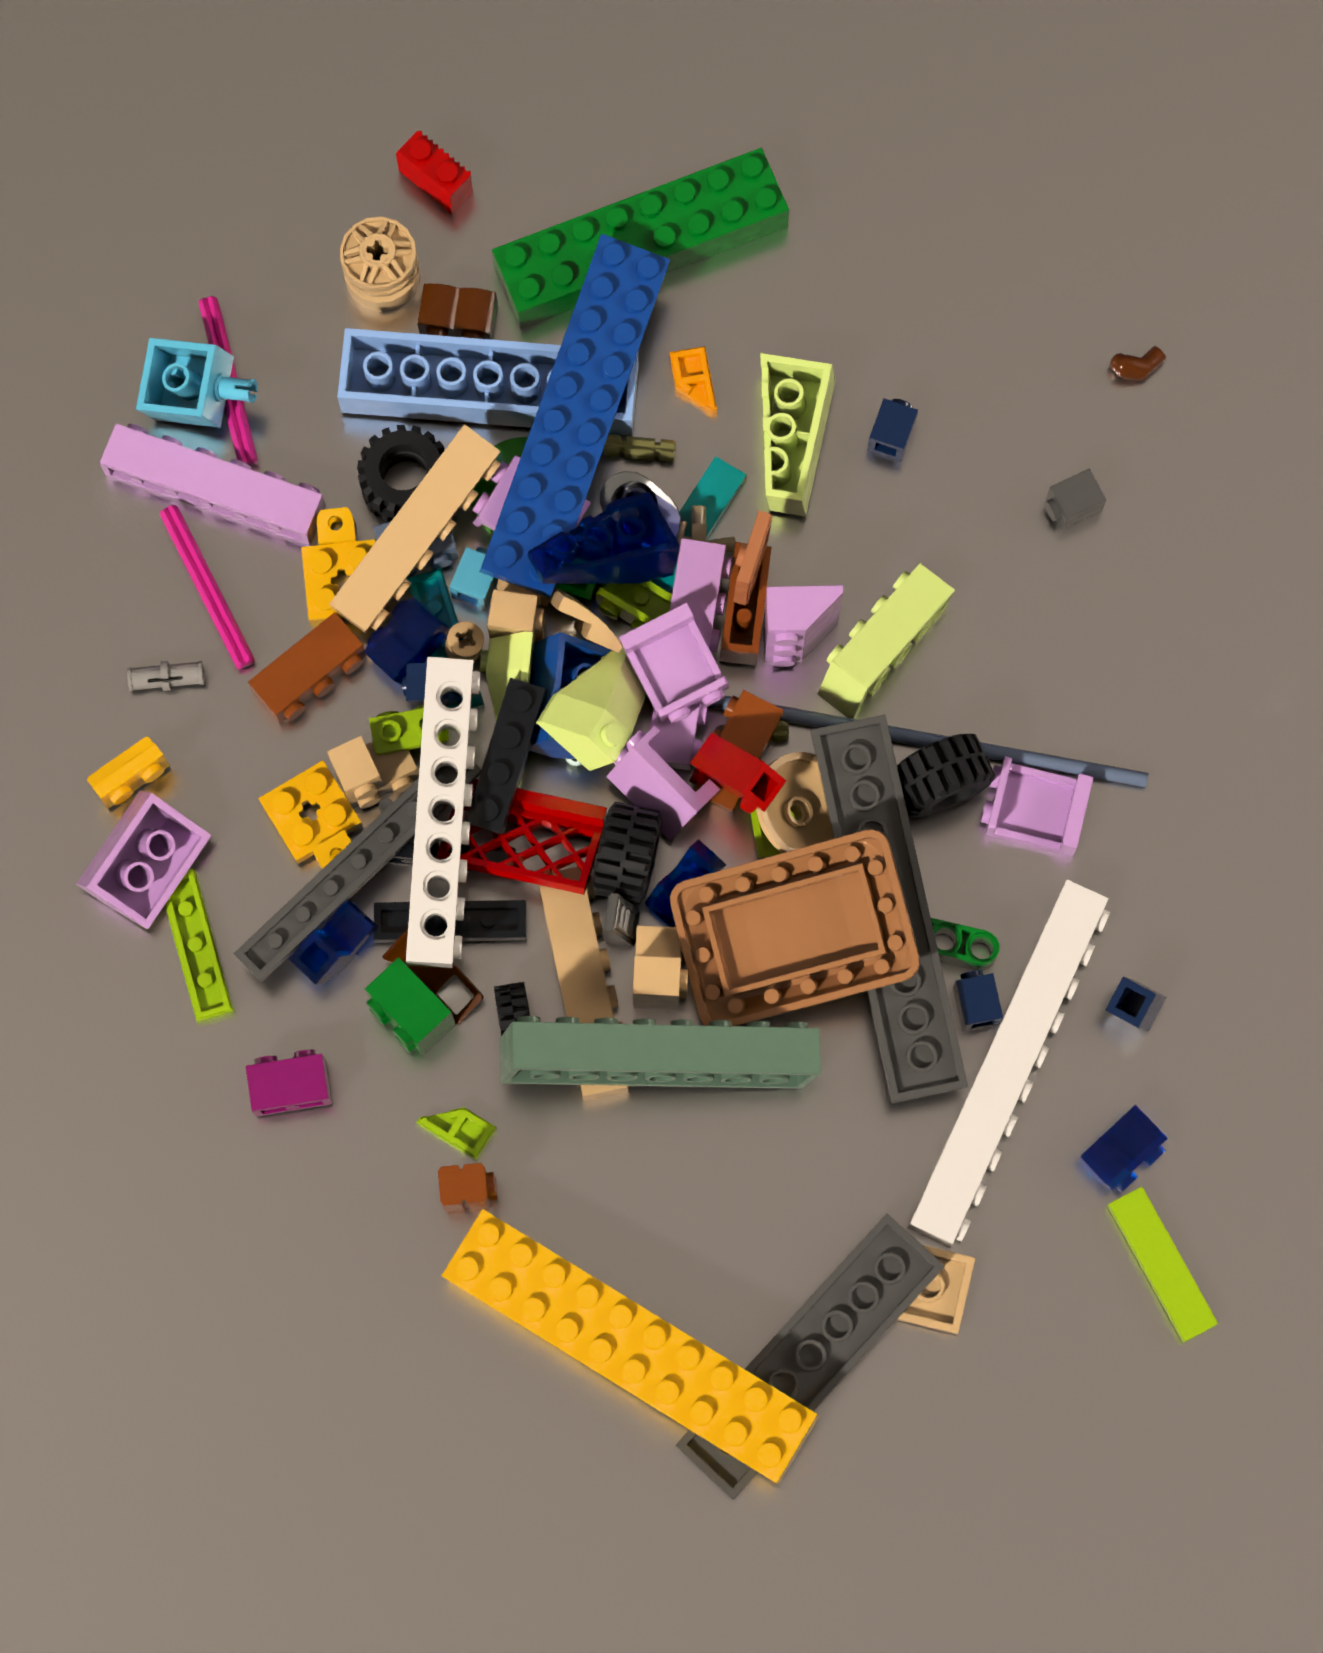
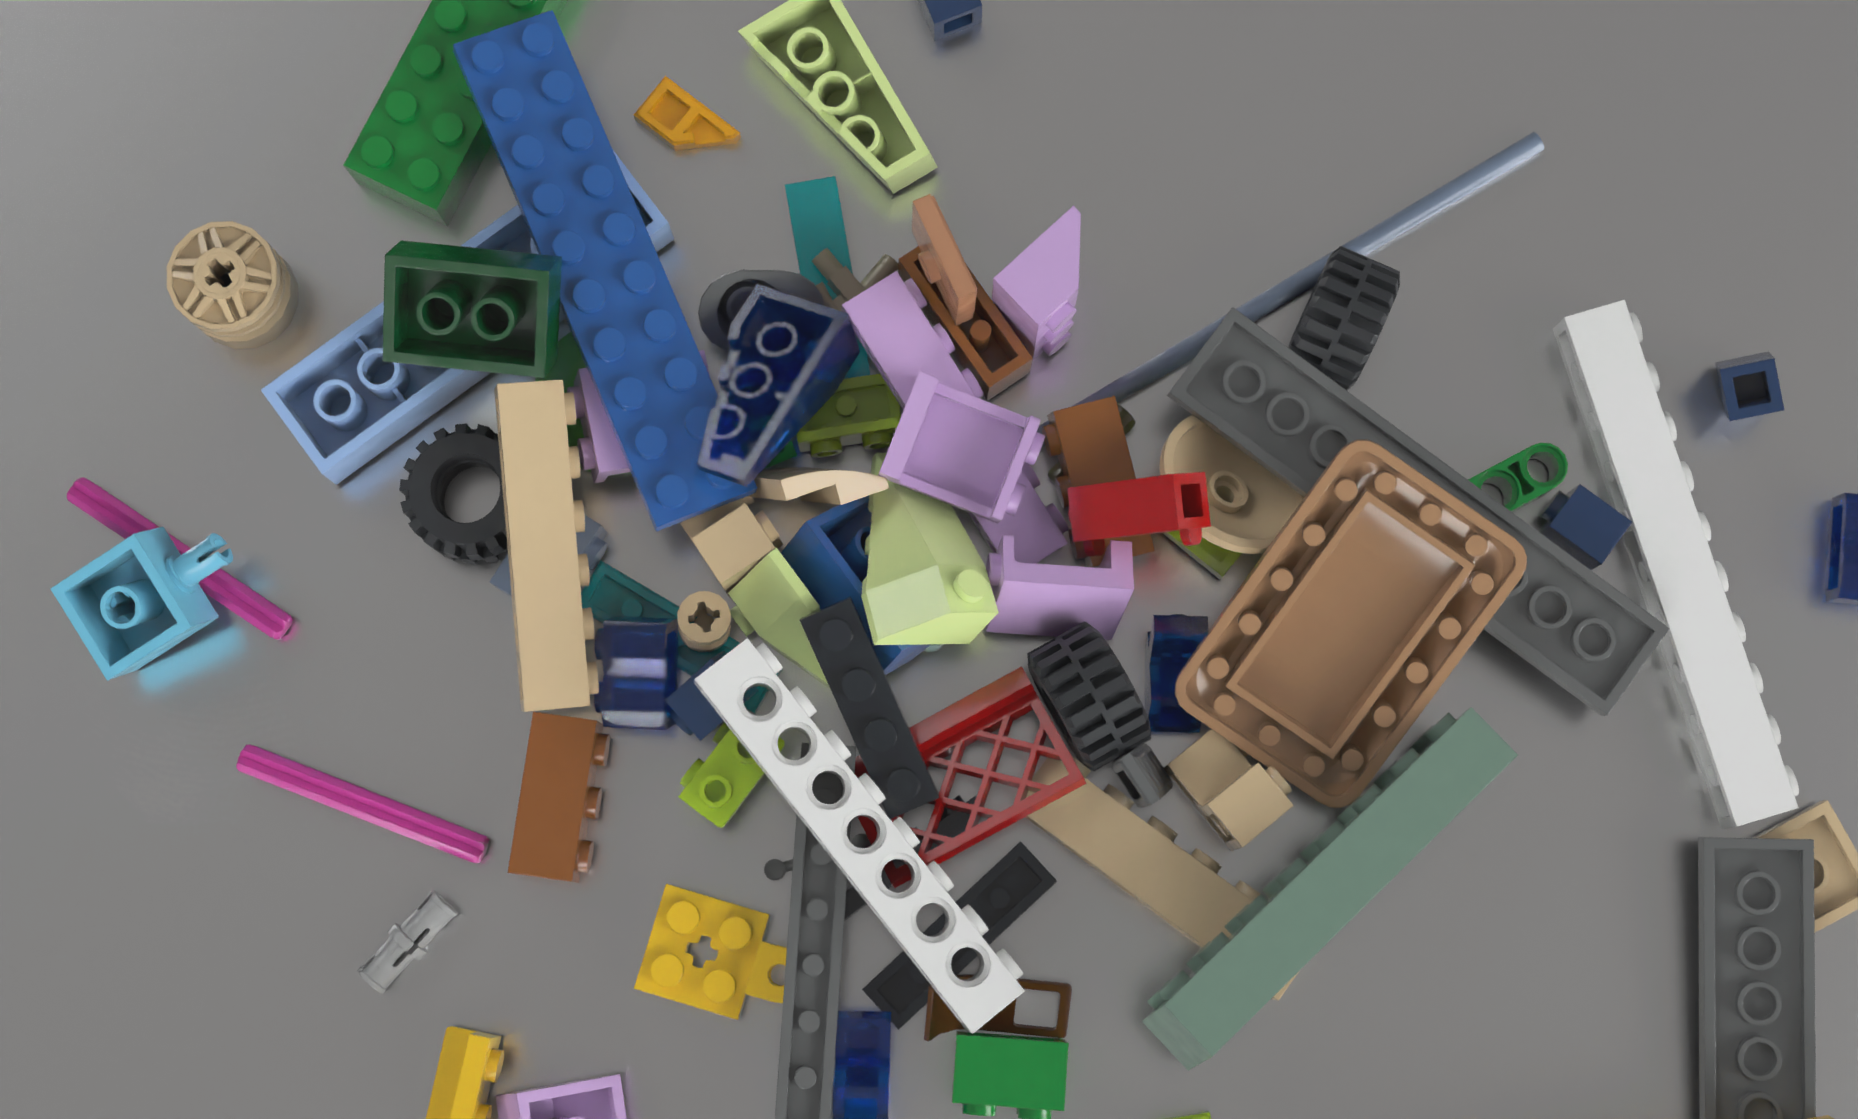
camera: 40 degrees left, 5 degrees up
(213, 483) = (266, 685): lavender brick -> none
(336, 552) = (471, 646): yellow plate -> none
(369, 775) = (728, 857): tan brick -> none
(435, 172) = (200, 133): red brick -> none
(457, 311) = (352, 269): reddish brown brick -> none
(470, 584) = (645, 549): medium azure brick -> none
(487, 375) = (471, 308): none -> dark green brick
(510, 1003) = (1121, 975): black tyre -> none
(640, 448) = (700, 242): olive axle -> none
(883, 639) = (1144, 228): yellowish green wedge -> none
(1037, 807) = (1460, 266): lavender panel -> none

